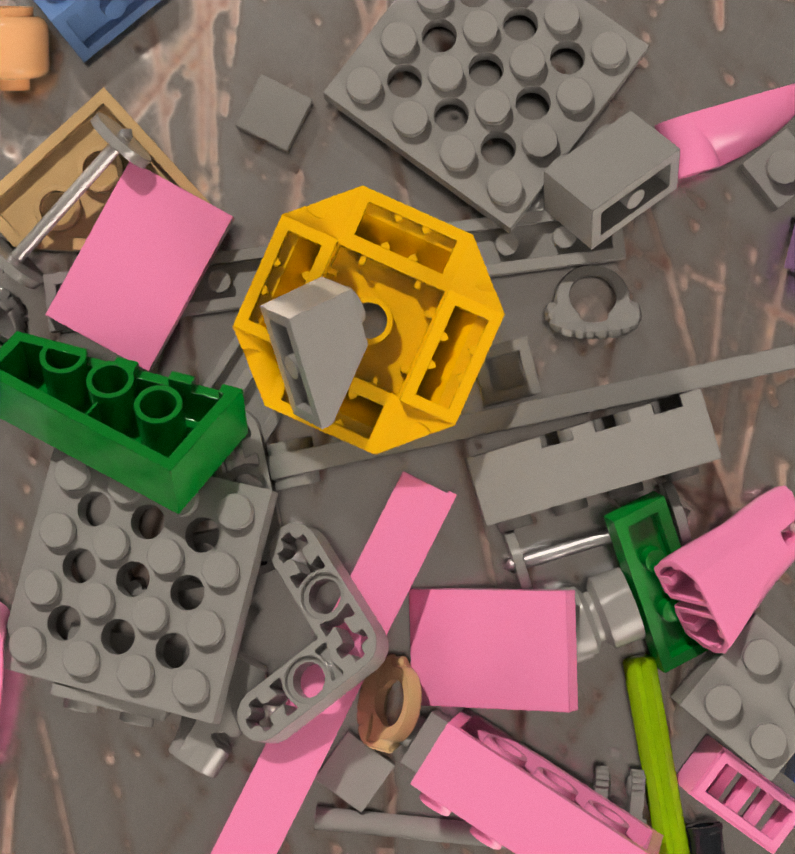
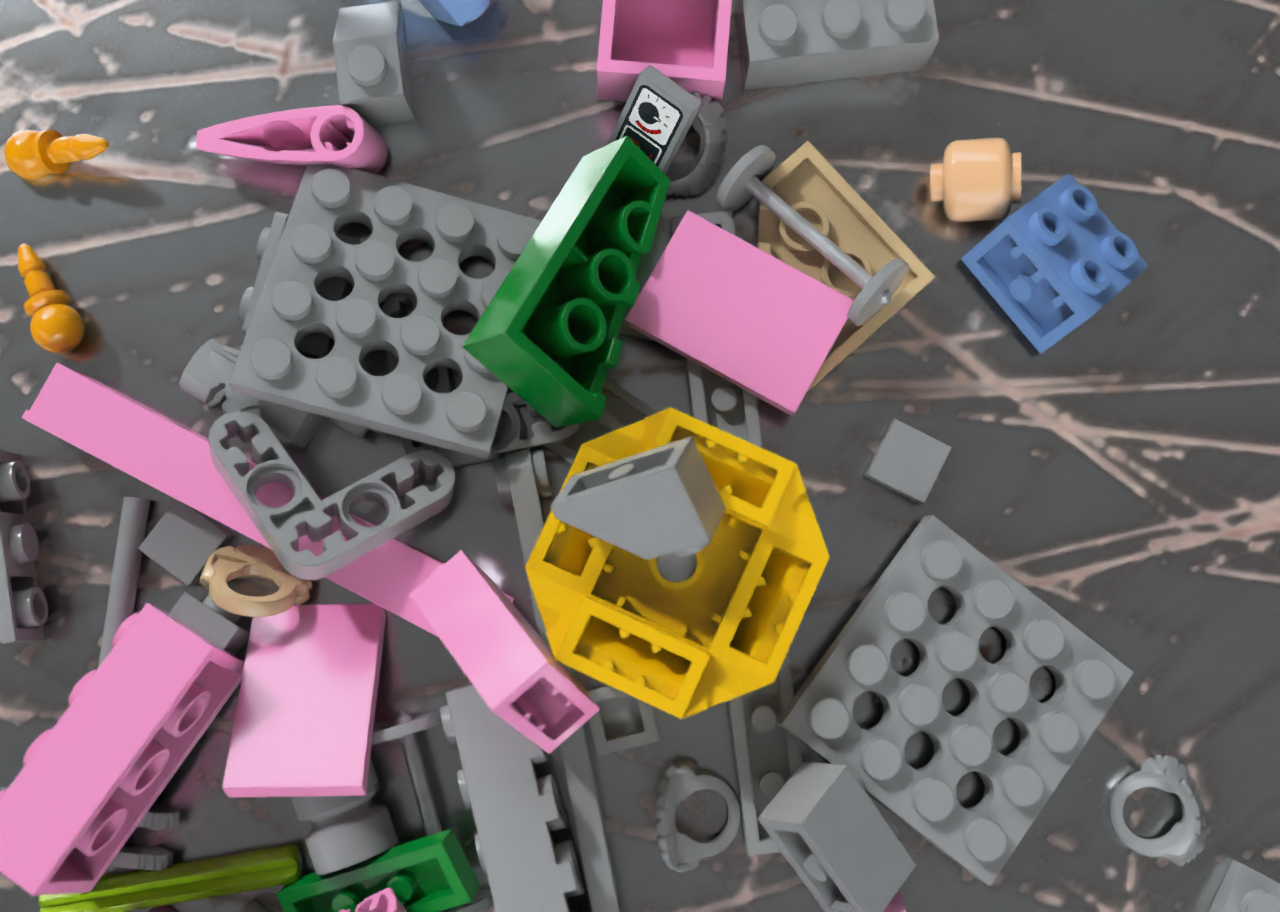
camera: 90 degrees right, 5 degrees down
(449, 471) = (502, 654): none -> bright pink slope

